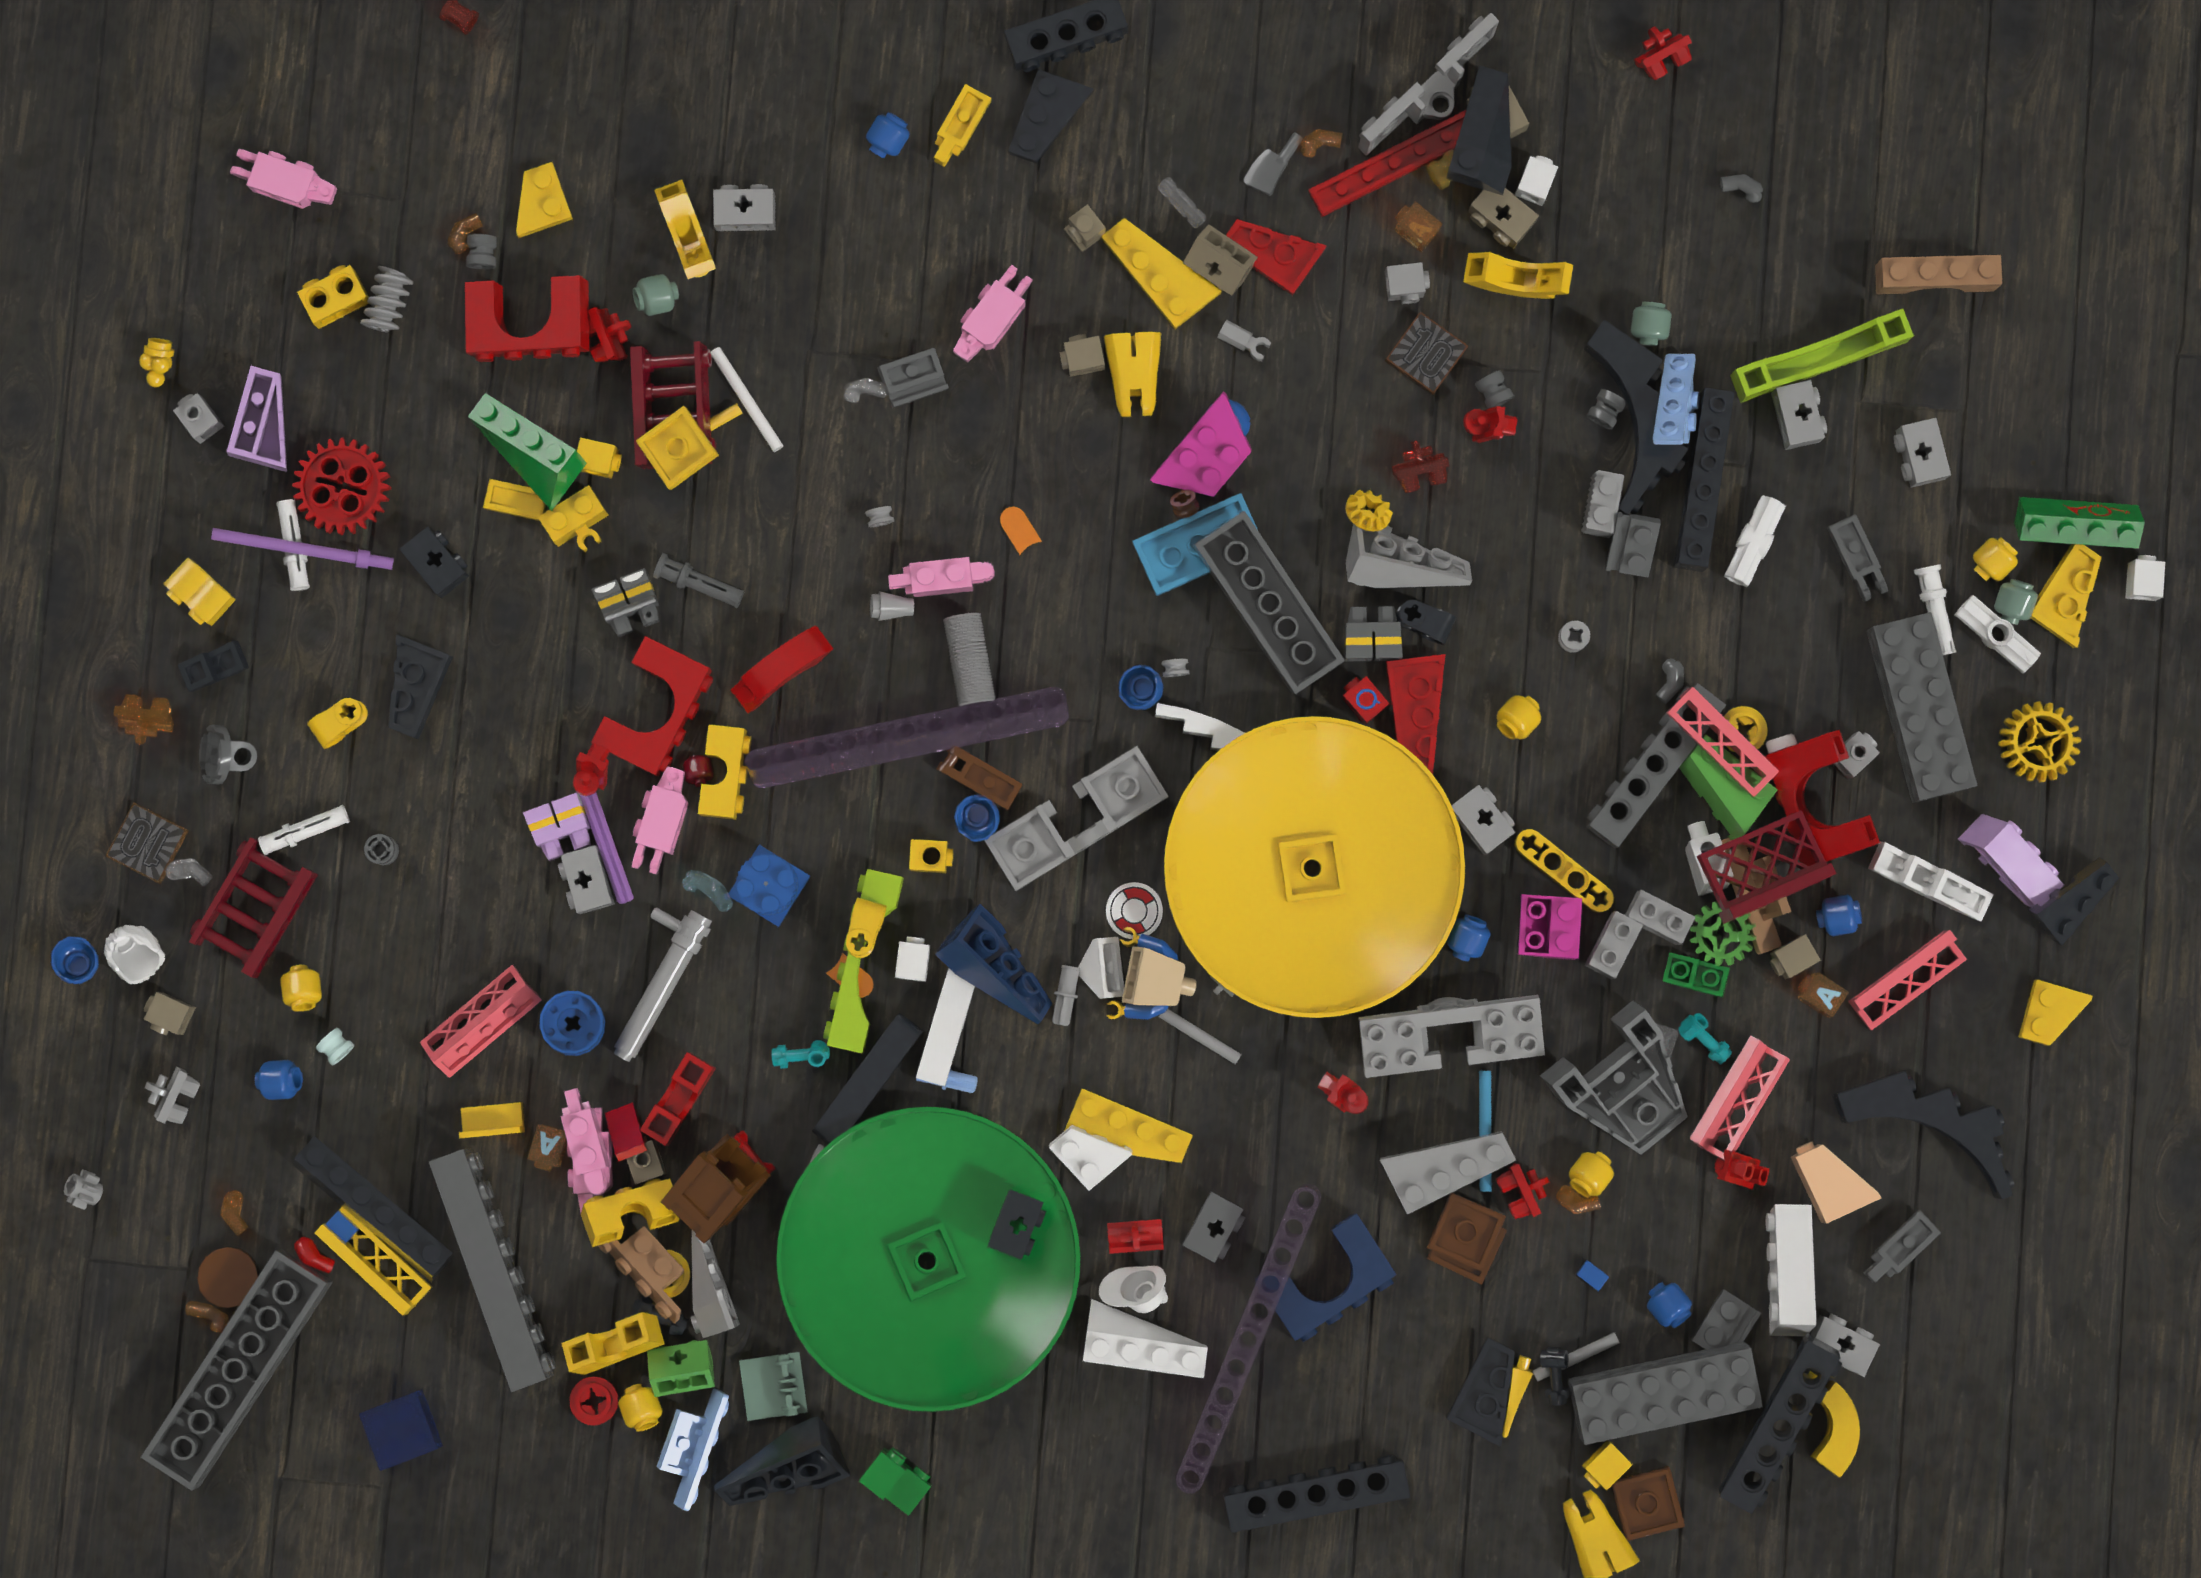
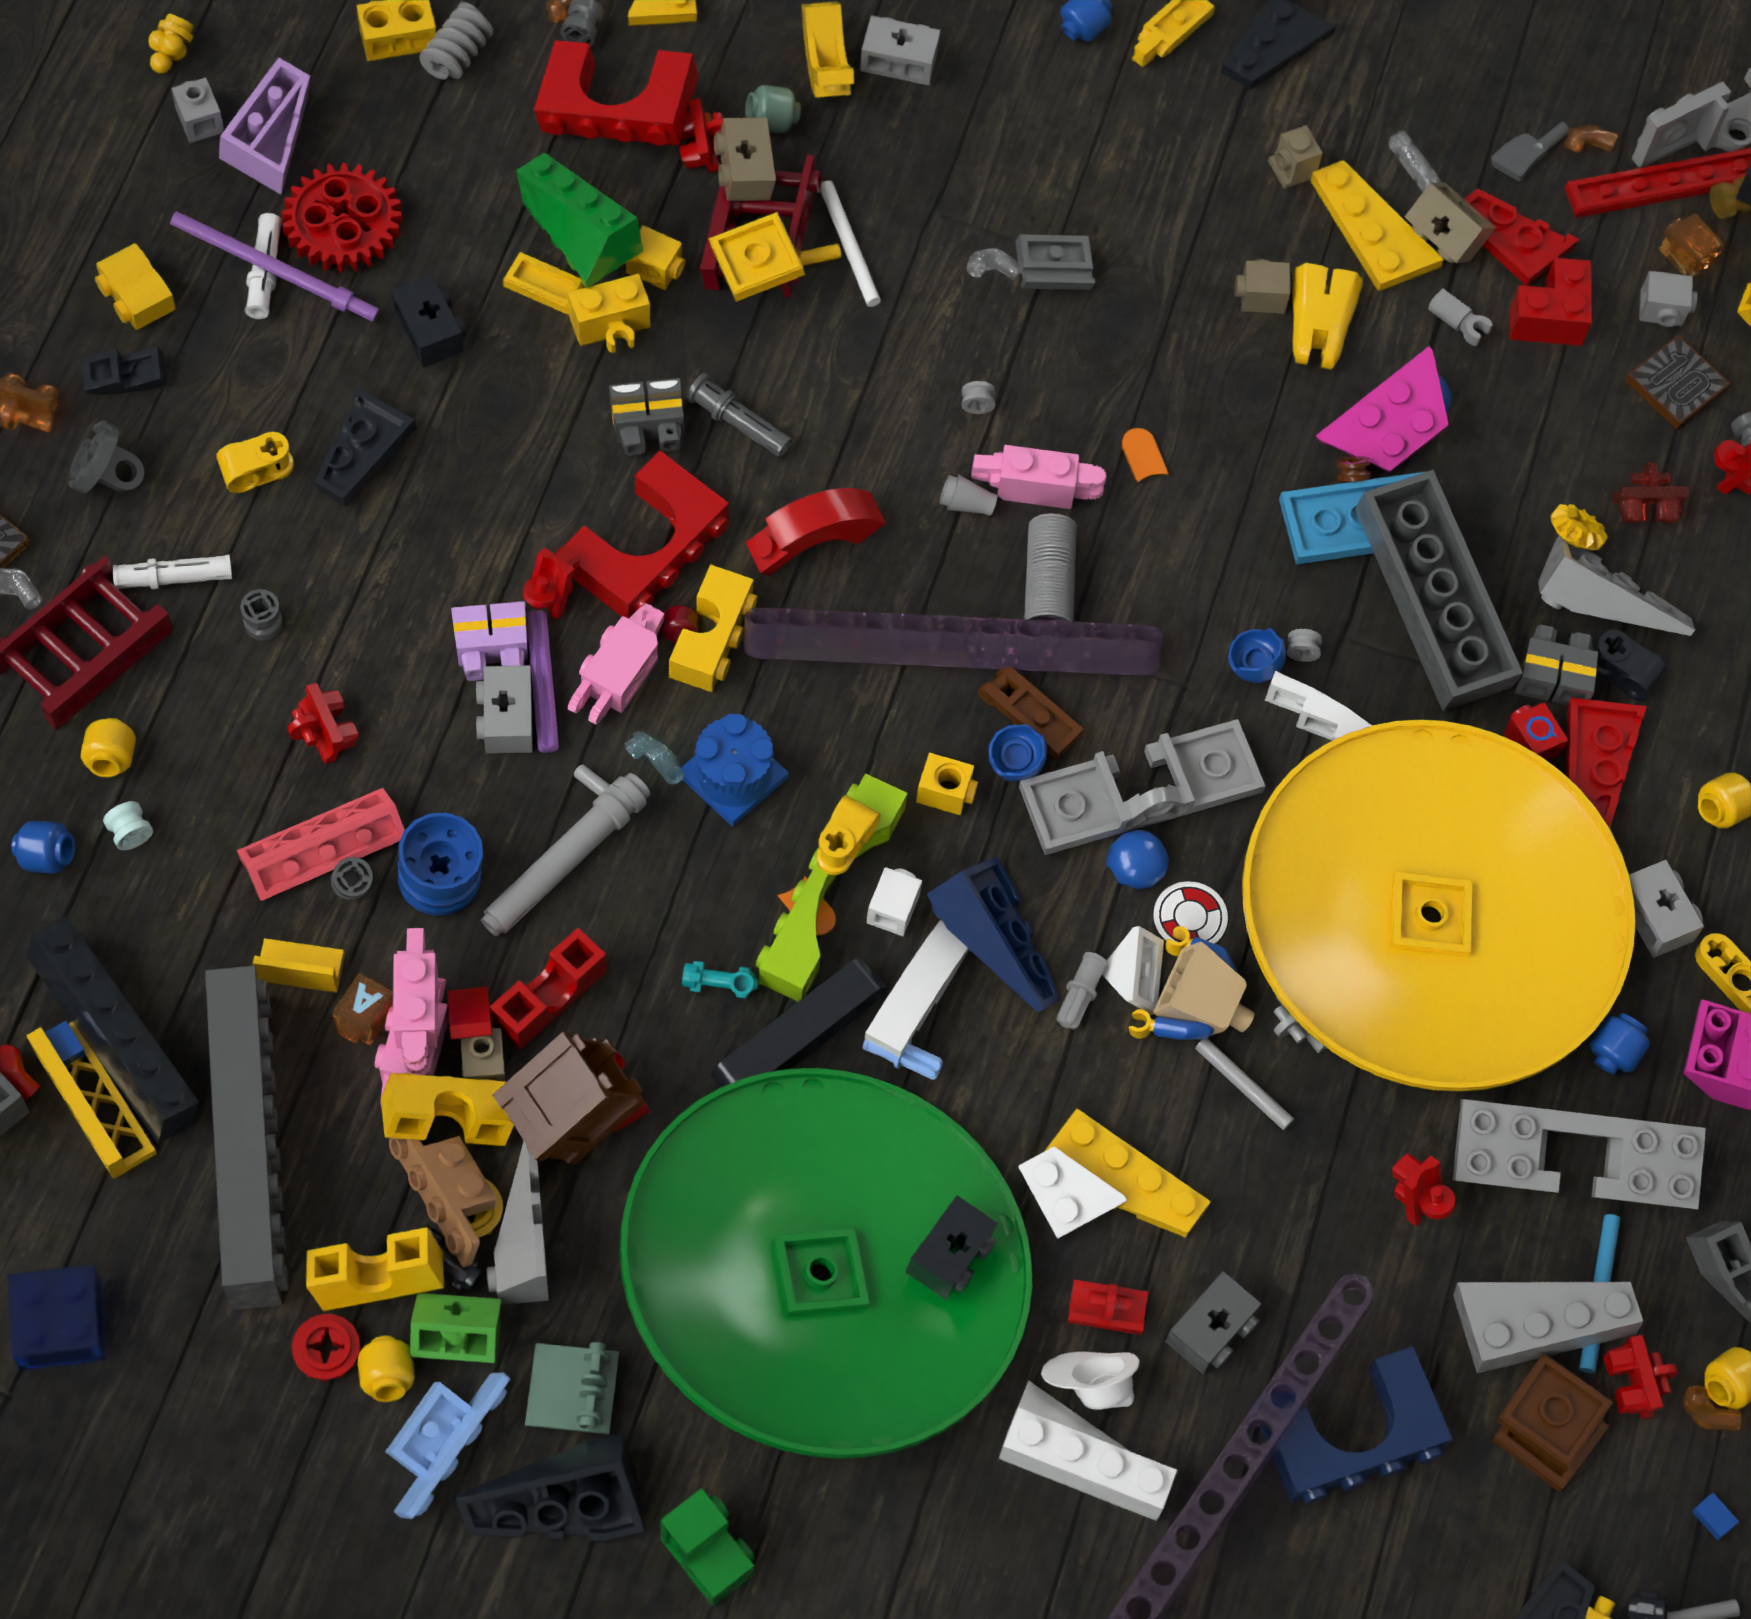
camera: 10 degrees right, 20 degrees down
(446, 916) = (317, 726): none -> red hips
(510, 1041) = (350, 885): none -> dark grey wheel
(646, 344) = (746, 159): none -> dark tan brick
(992, 316) = (1164, 221): bright pink hinge -> none
(1085, 878) = (1138, 859): none -> blue hair
(1324, 317) = (1559, 310): none -> red brick

